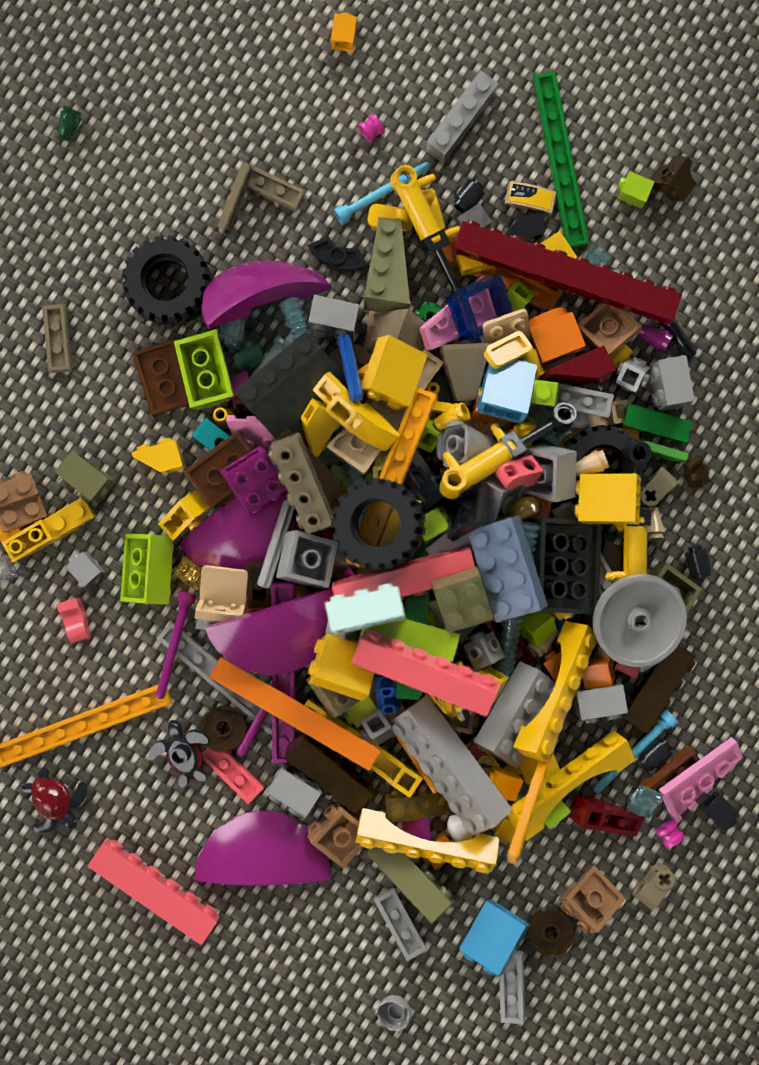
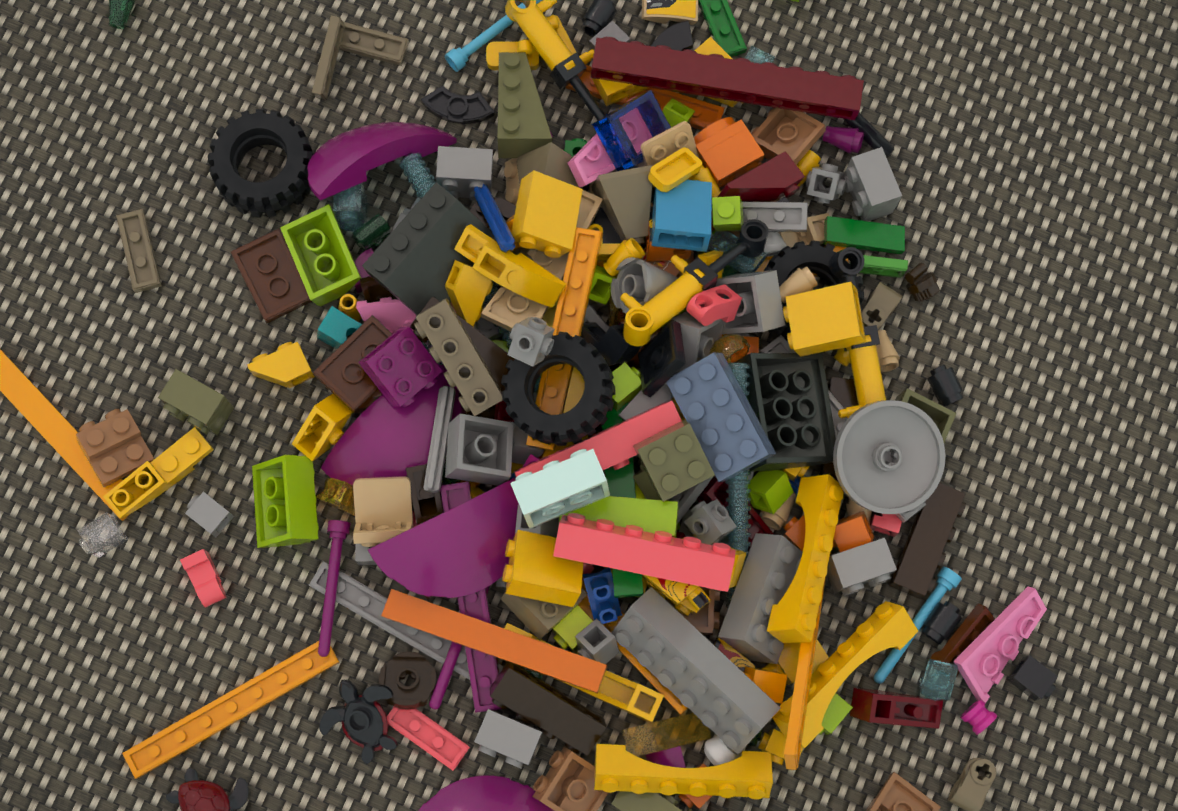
camera: 15 degrees left, 10 degrees down
(361, 487) = (531, 341): none -> light grey brick

